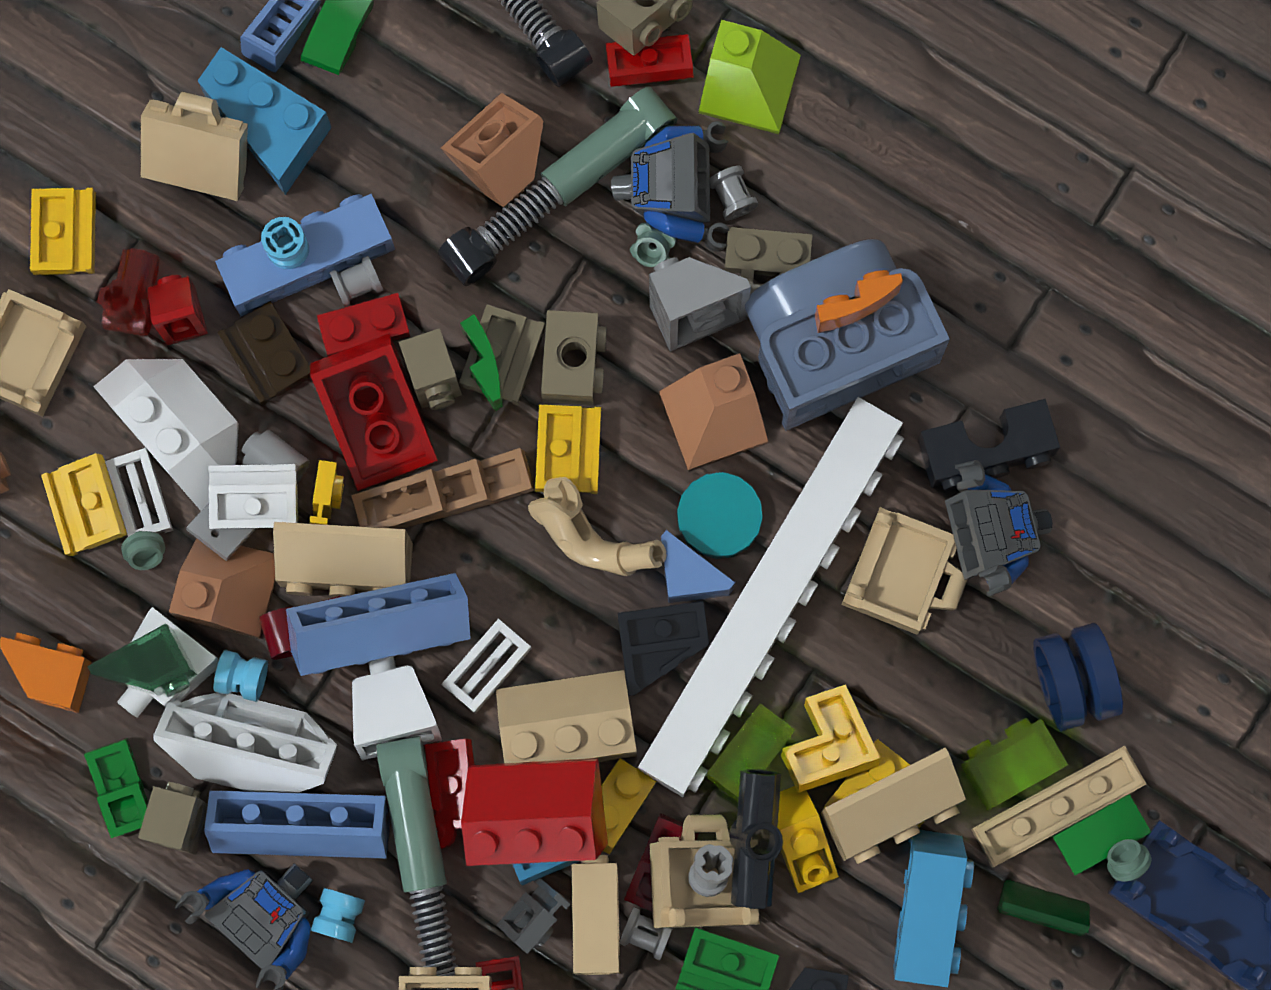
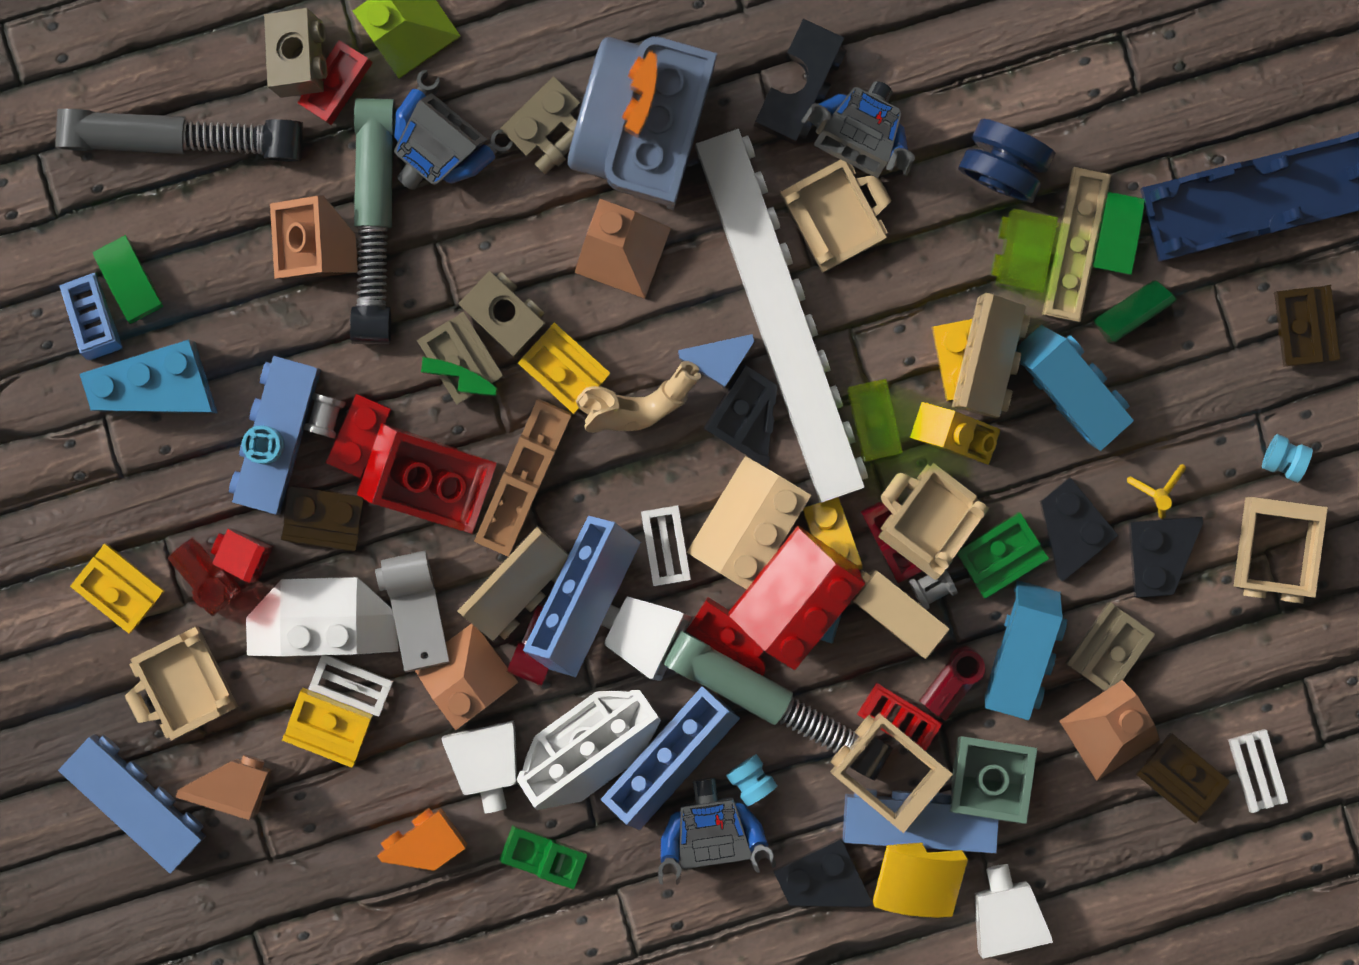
camera: 50 degrees left, 10 degrees up
(143, 550) = (393, 712): sand green plate -> none
(148, 664) = (483, 772): clear green slope -> none
(174, 818) = (599, 837): dark tan brick -> none
(193, 146) = (137, 451): tan piece -> none
(239, 675) = (535, 716): medium azure wheel -> none
(252, 495) = (422, 609): white plate -> none
(327, 492) = (461, 557): yellow plate -> none
(431, 370) = (434, 417): dark tan brick -> none
(532, 916) = (860, 653): dark grey plate -> none
(644, 252) = (470, 193): sand green plate -> none
(695, 300) = (537, 200): light grey slope -> none
(710, 883) = (941, 516): light grey bush -> none
(719, 515) = (694, 303): teal tile -> none
(733, 192) = (478, 105): light grey bush -> none
(755, 866) = (951, 479): black piece -> none
(841, 743) = (920, 357): yellow plate -> none
(1128, 860) = (1152, 232): sand green plate -> none

